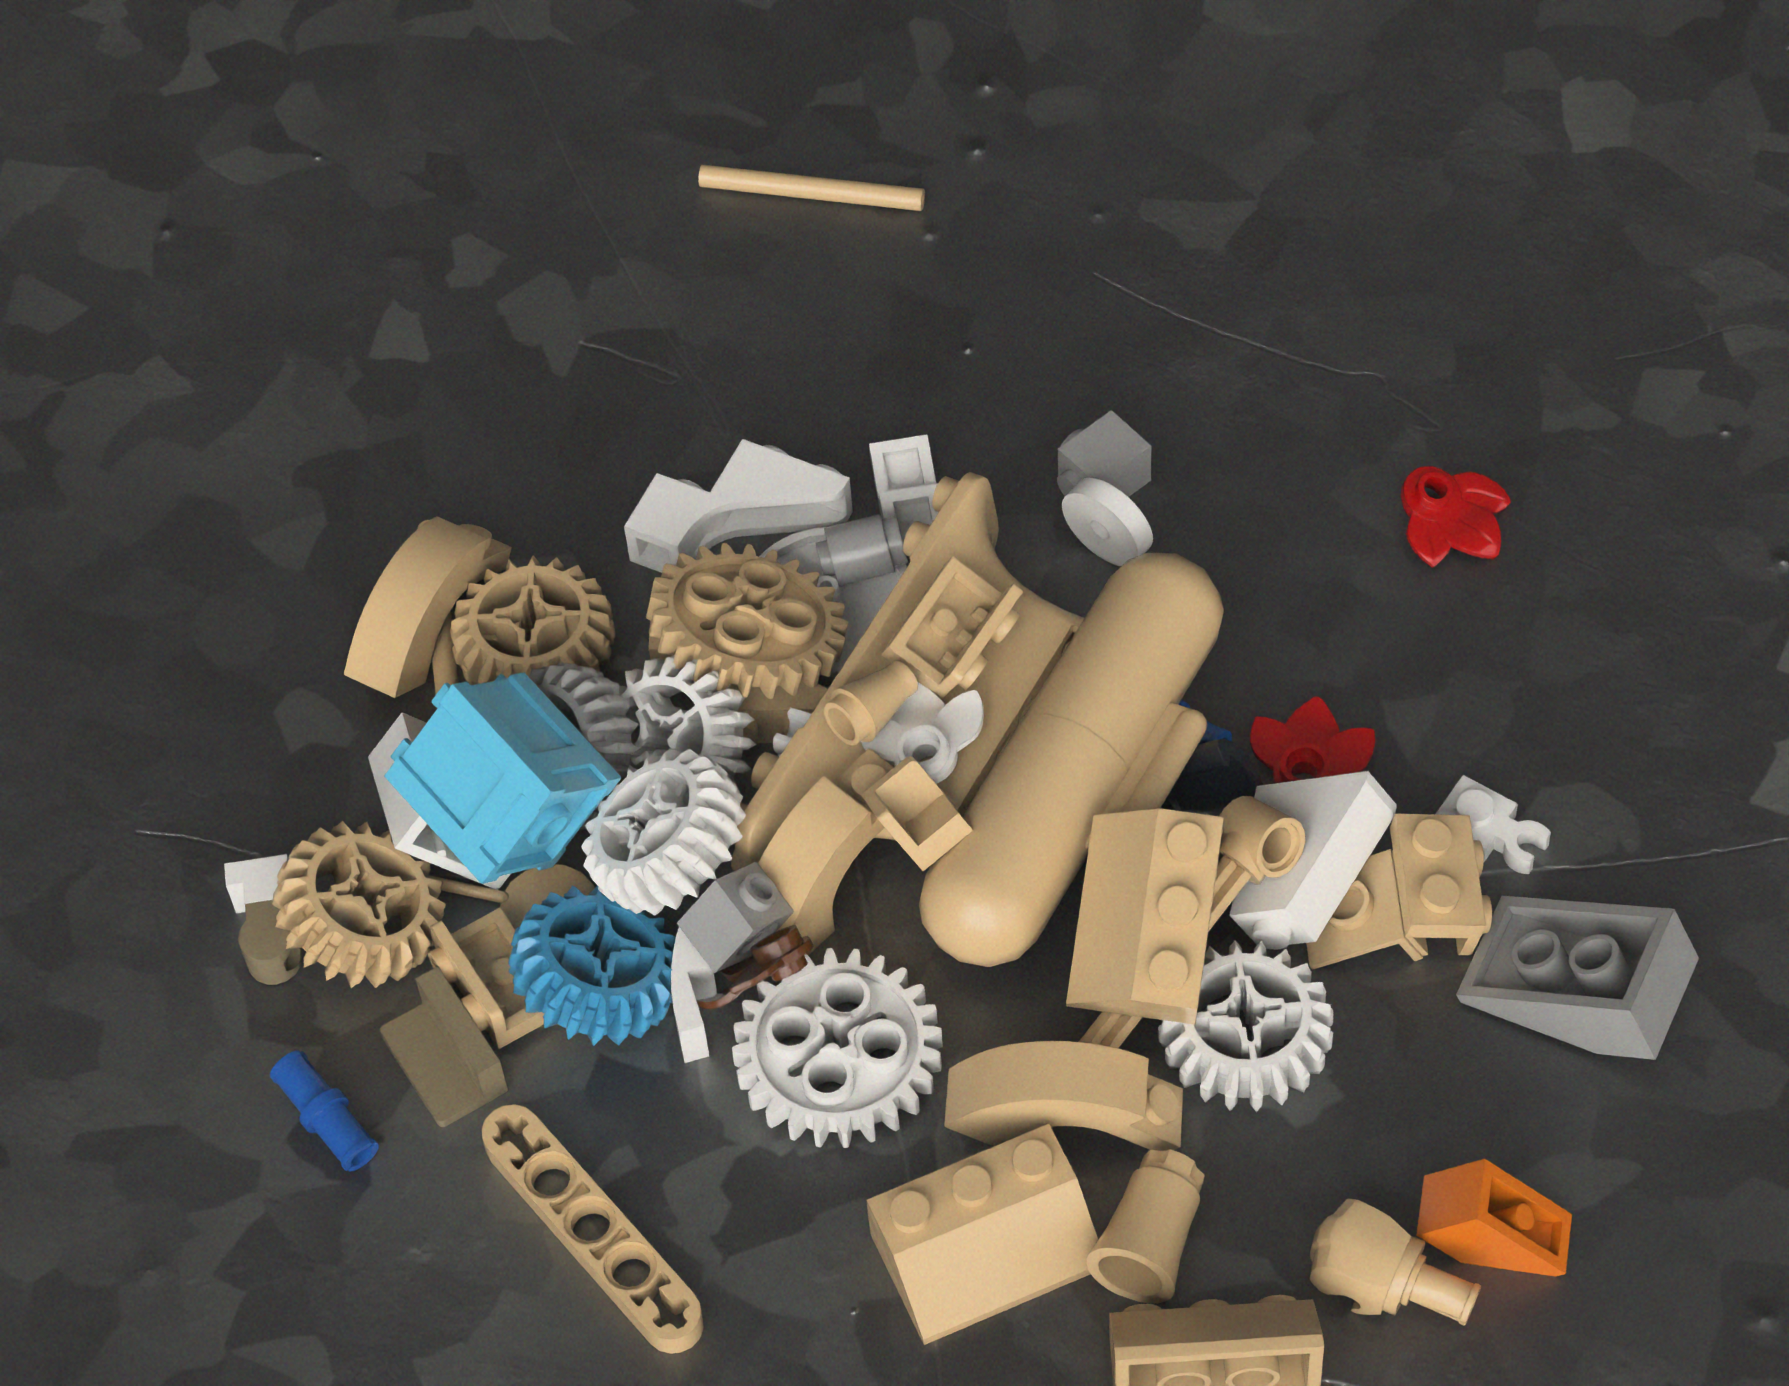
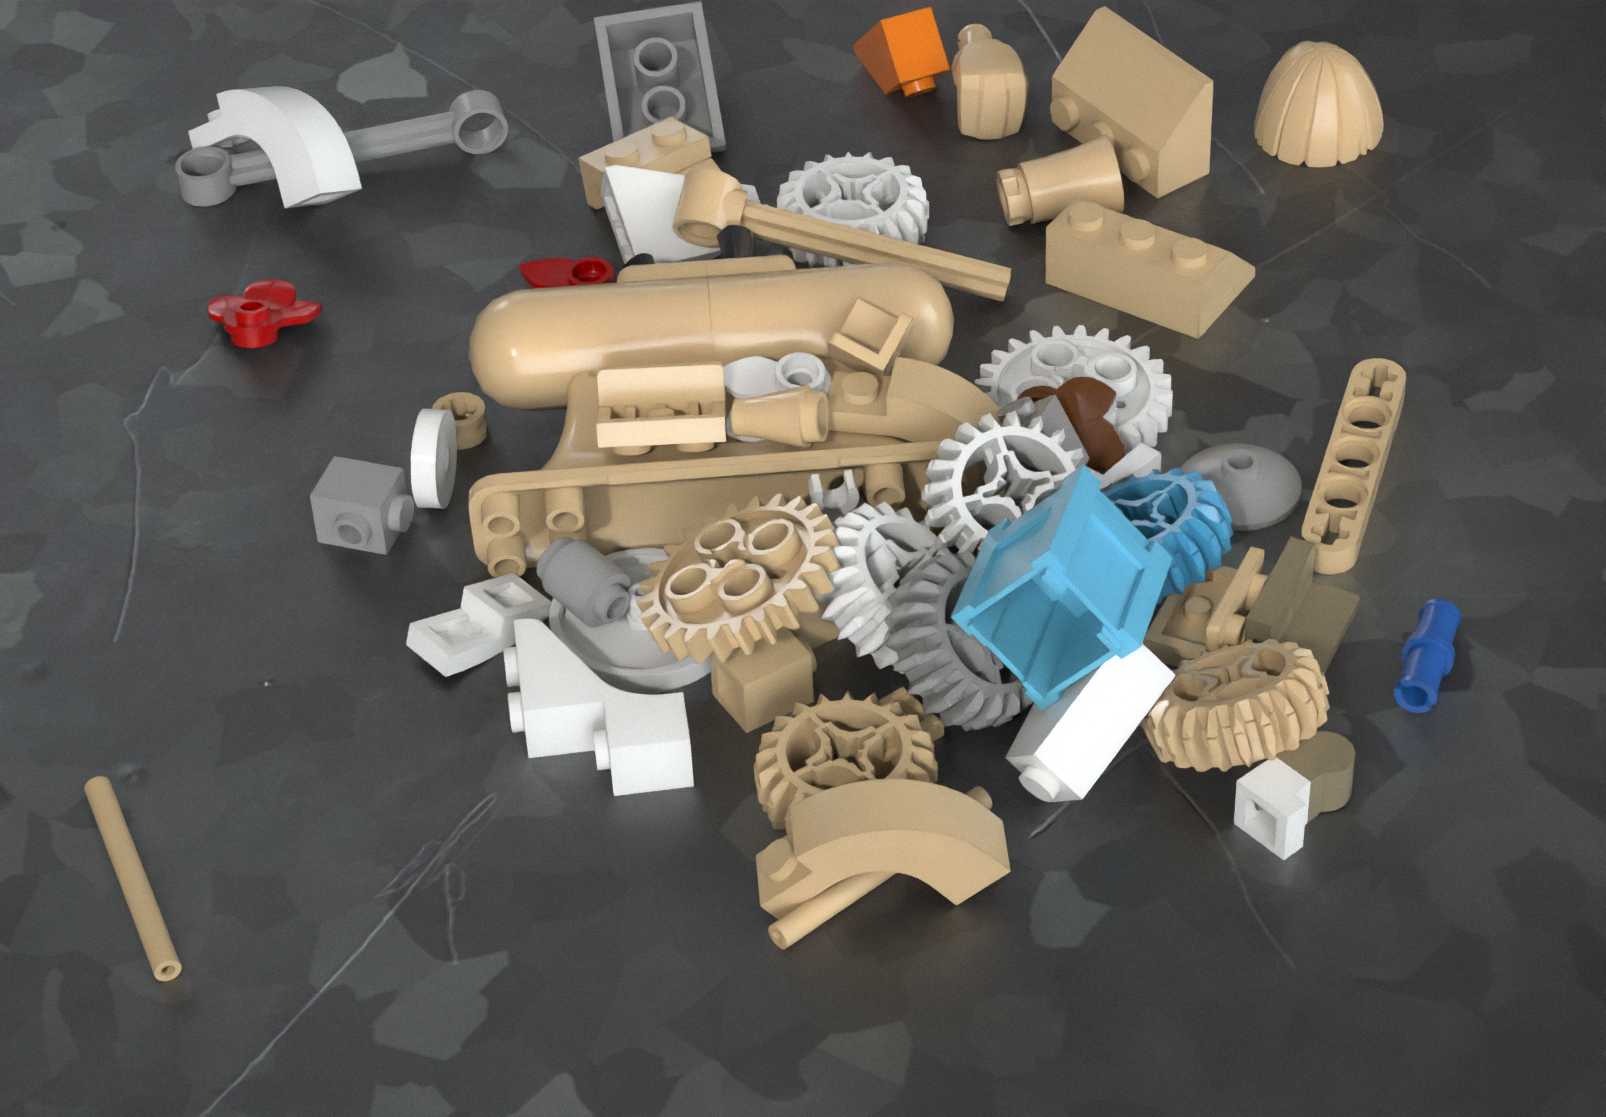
camera: 125 degrees left, 15 degrees down
(654, 1154) = (1253, 482): none -> light grey dish
(1062, 1084) = (1018, 251): tan arch -> none
(1145, 914) = (837, 206): tan slope -> none
(1494, 823) = (557, 191): white plate -> none
(1655, 713) = (211, 174): none -> light grey piece
(1670, 592) = (295, 133): none -> white arch

